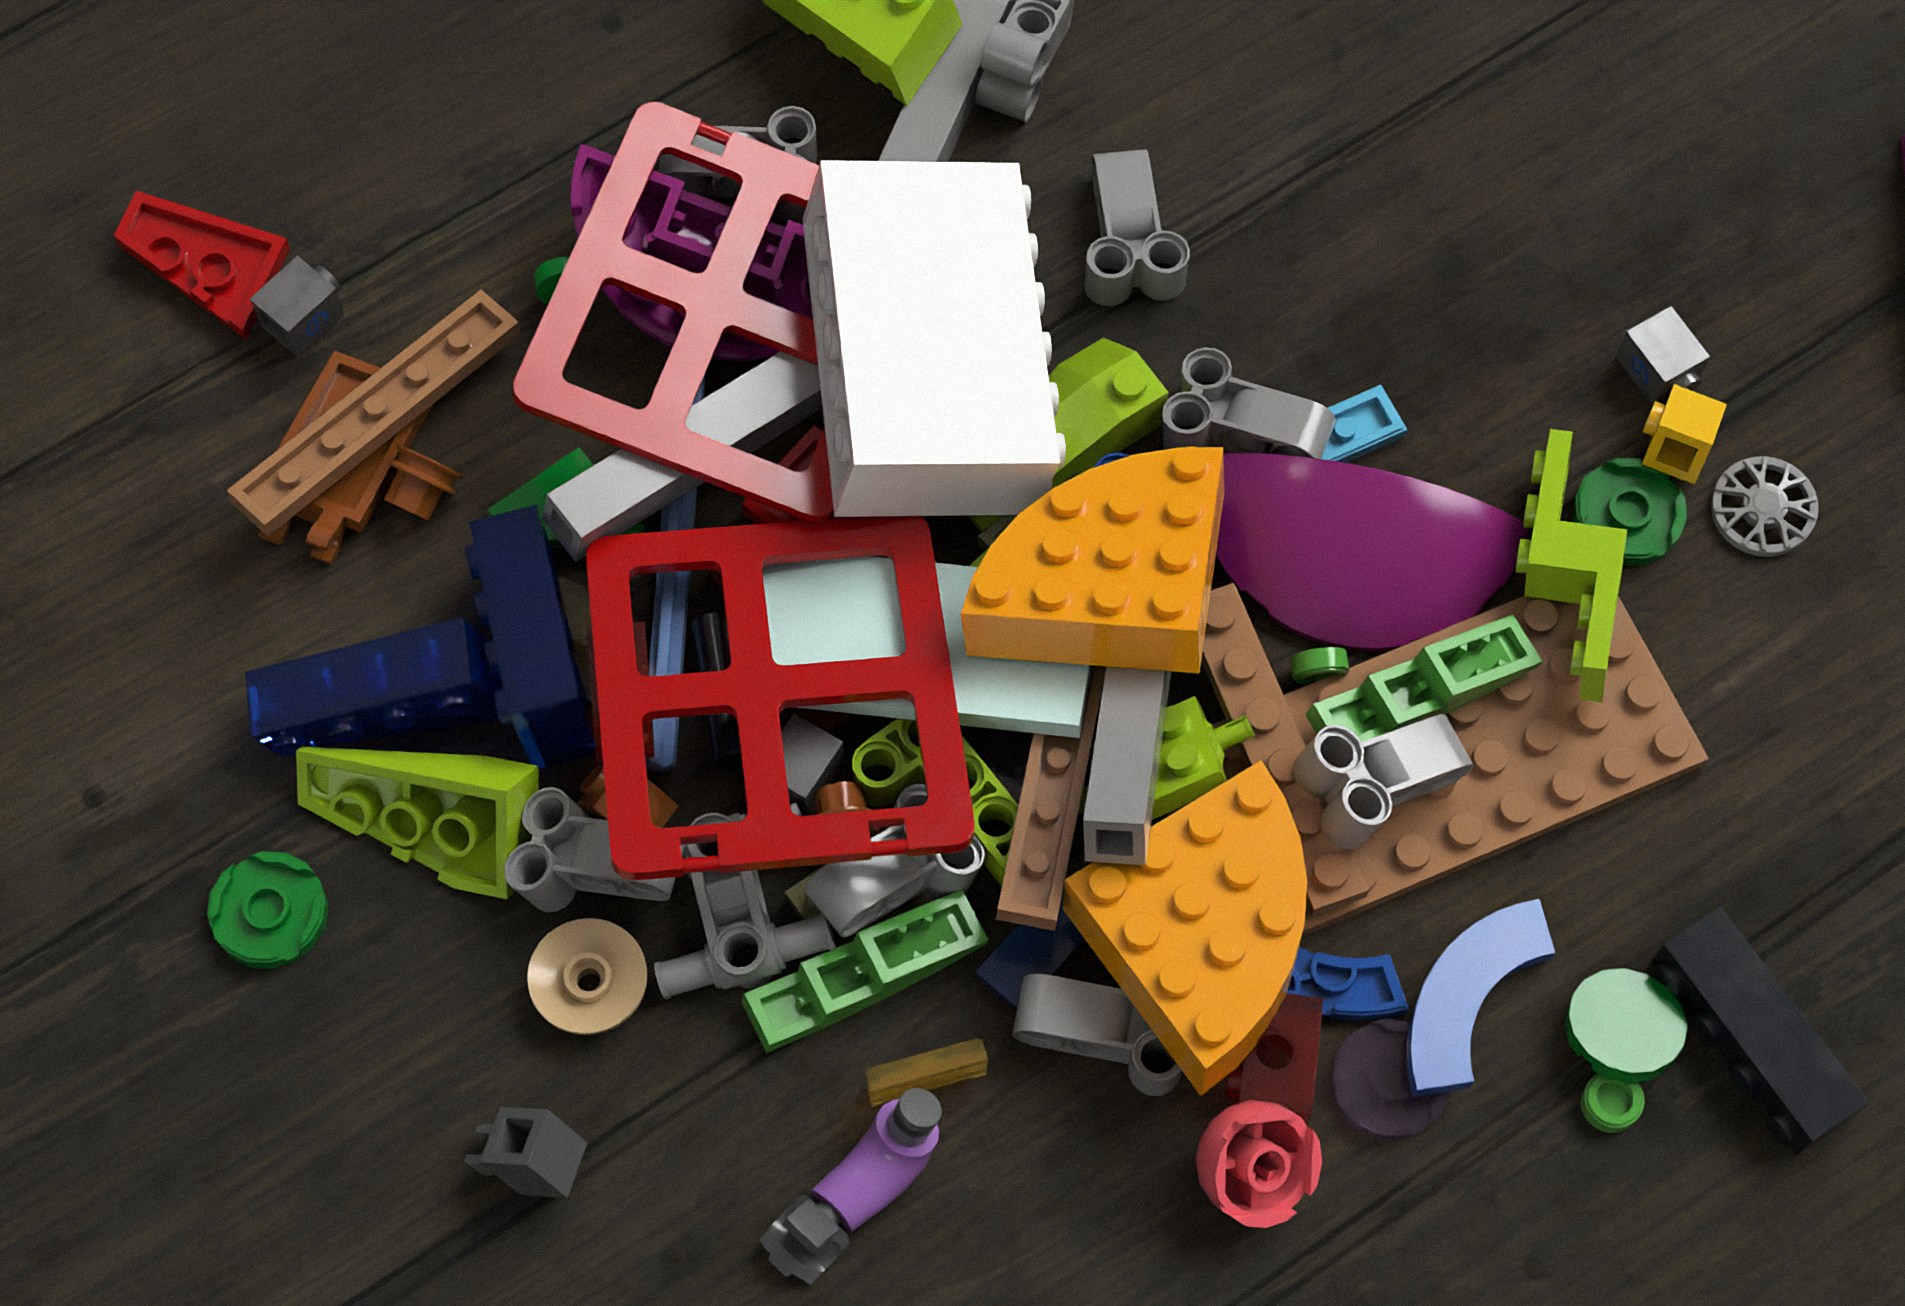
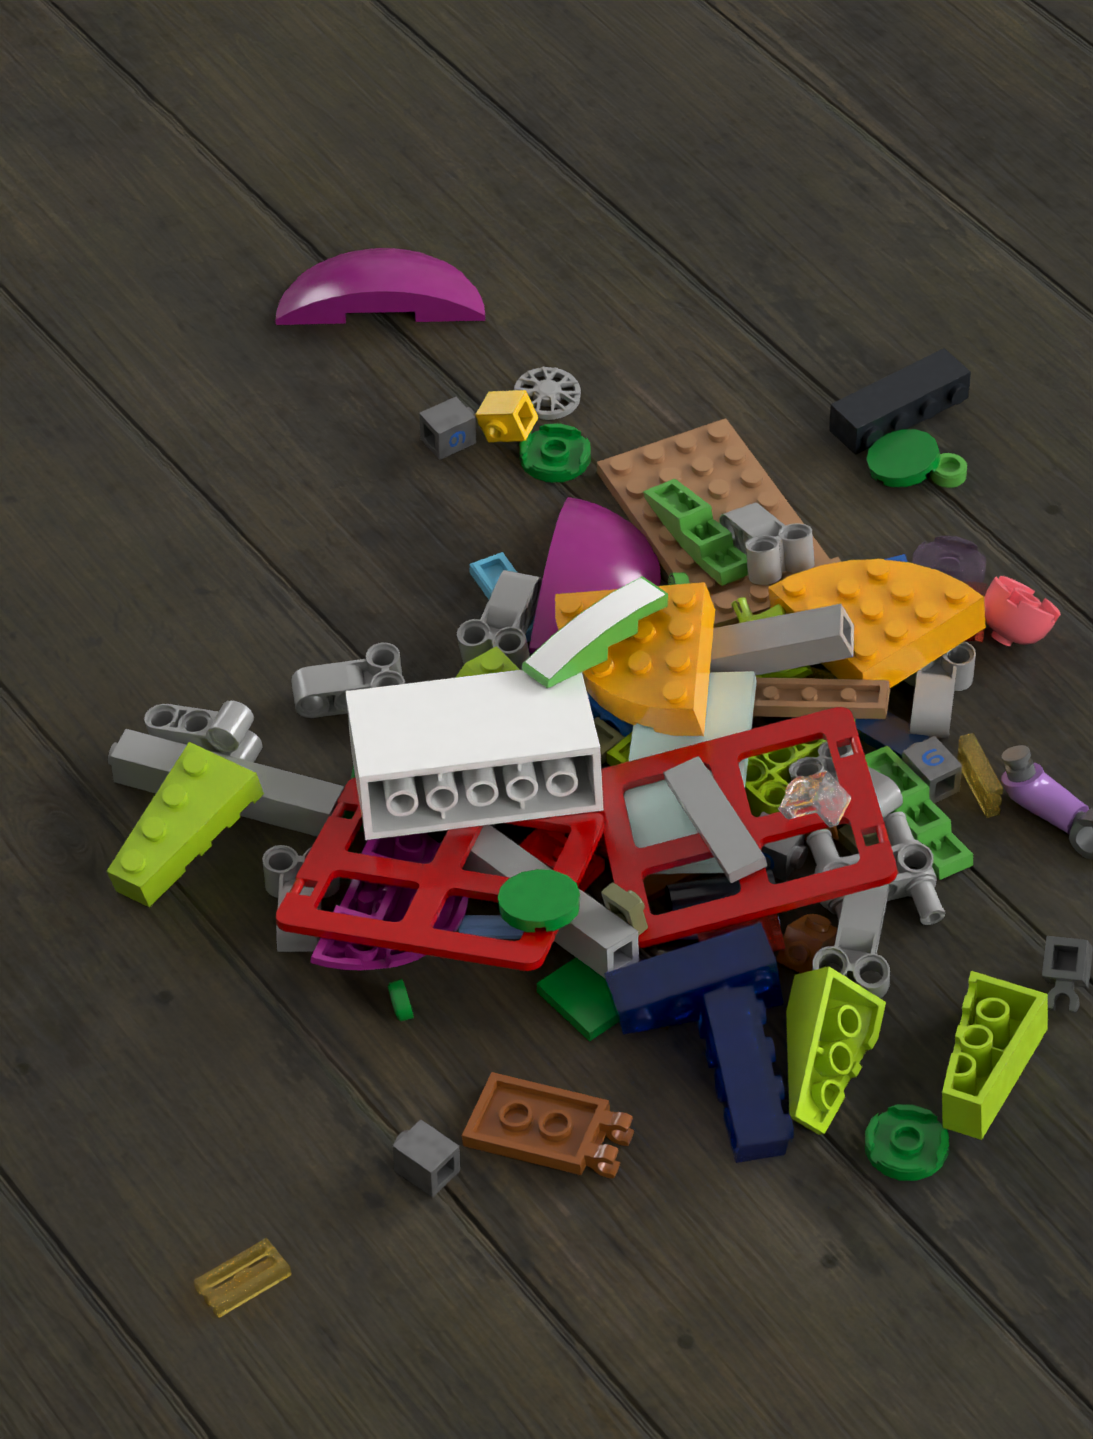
camera: 90 degrees left, 20 degrees down
(177, 141) = (247, 1282): none -> clear yellow tile
(203, 255) = (381, 1225): red wing -> none
(373, 412) = (523, 1090): medium nougat plate -> none
(385, 1024) = (991, 1048): none -> lime wedge
(419, 482) = (573, 1068): dark orange piece -> none
(584, 949) = (940, 938): tan dish -> none
(621, 522) = (626, 906): none -> olive plate
(630, 406) = (539, 900): none -> green tile
(767, 769) = (815, 794): none -> clear bracket
(776, 647) = (715, 819): none -> light grey tile
(939, 999) = (935, 767): none -> flat silver brick
(1100, 474) = (587, 636): none -> slope
(1457, 986) = (890, 529): tile -> none
(1572, 564) = (607, 459): lime bracket -> none

